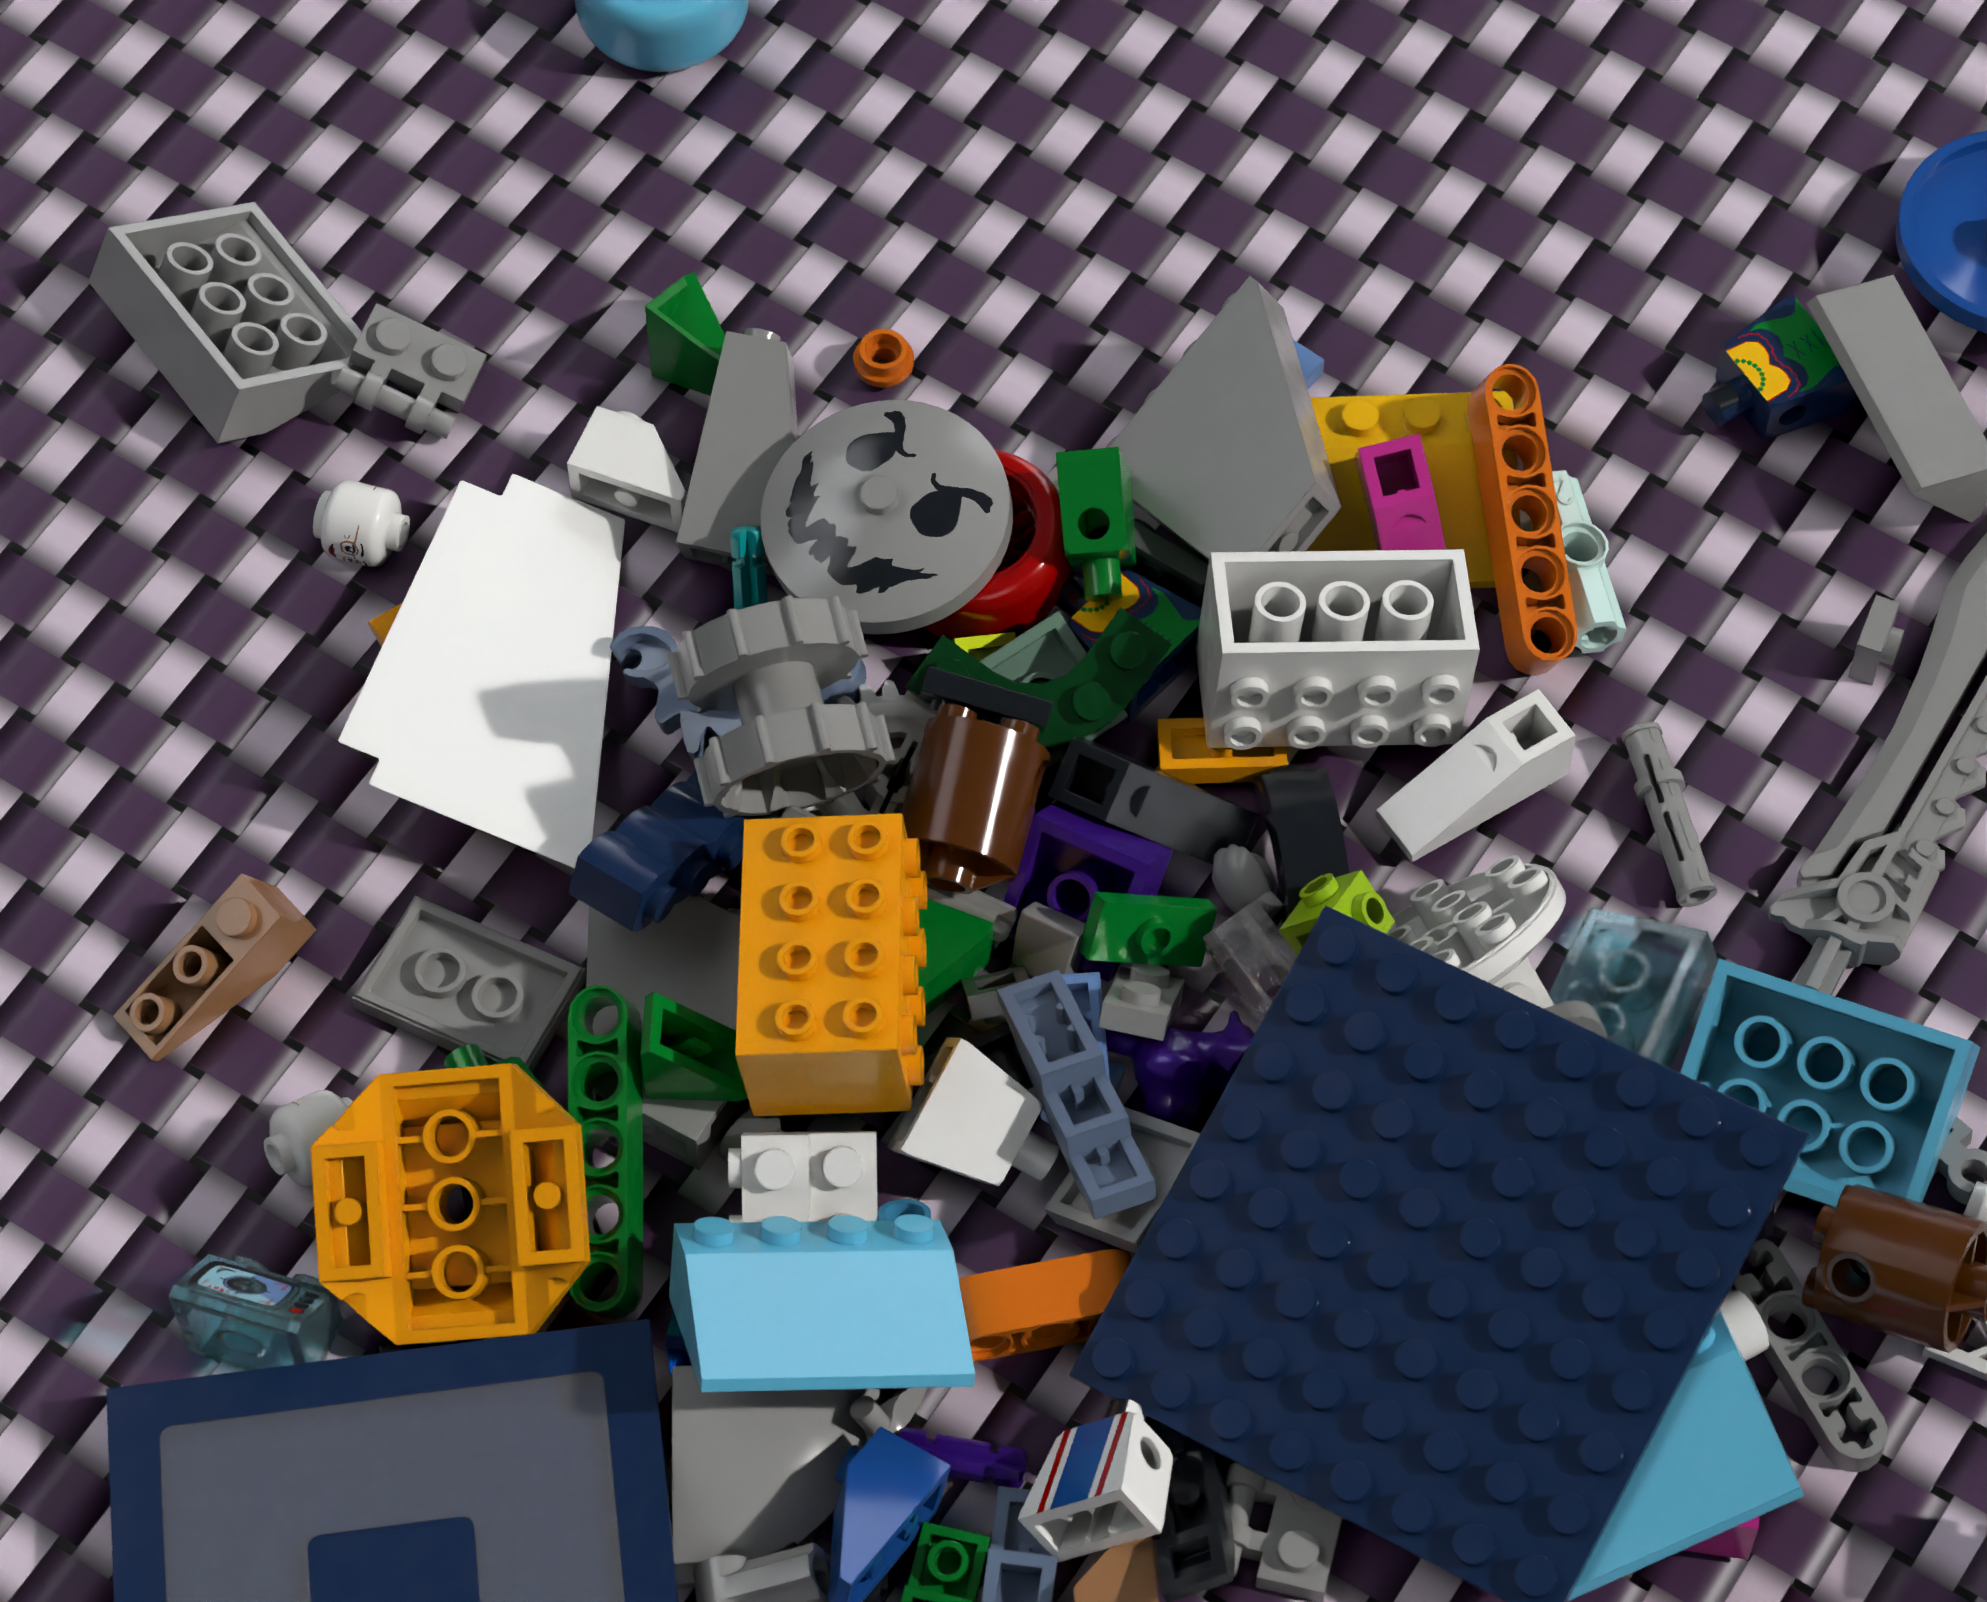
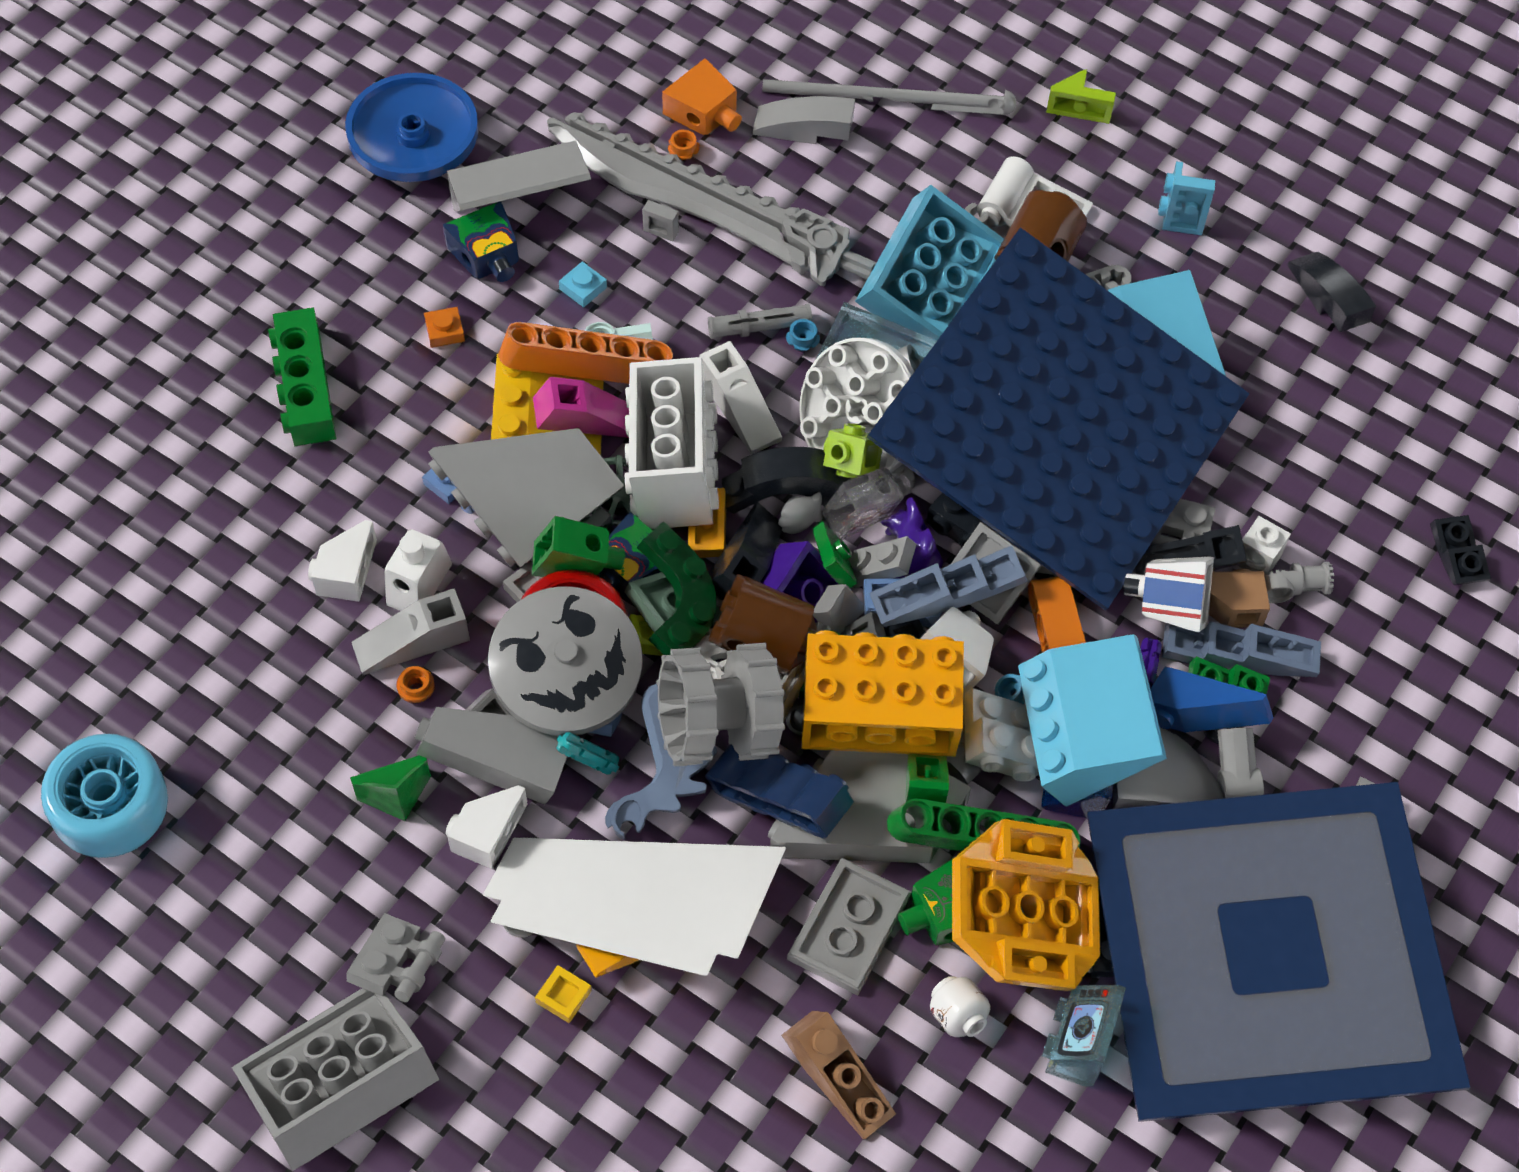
camera: 90 degrees left, 0 degrees up
(352, 593) = (563, 994): none -> yellow plate
(360, 523) = (510, 988): white head -> none
(969, 345) = (413, 632): none -> light grey slope
(983, 698) = (707, 603): black plate -> none
(1082, 329) = (416, 565): none -> white torso
(1097, 240) = (344, 563): none -> white slope
(1458, 143) = (301, 354): none -> green brick
(1597, 336) = (444, 327): none -> orange plate
(1650, 872) = (806, 329): none -> dark azure plate
(1720, 535) = (582, 284): none -> medium azure plate

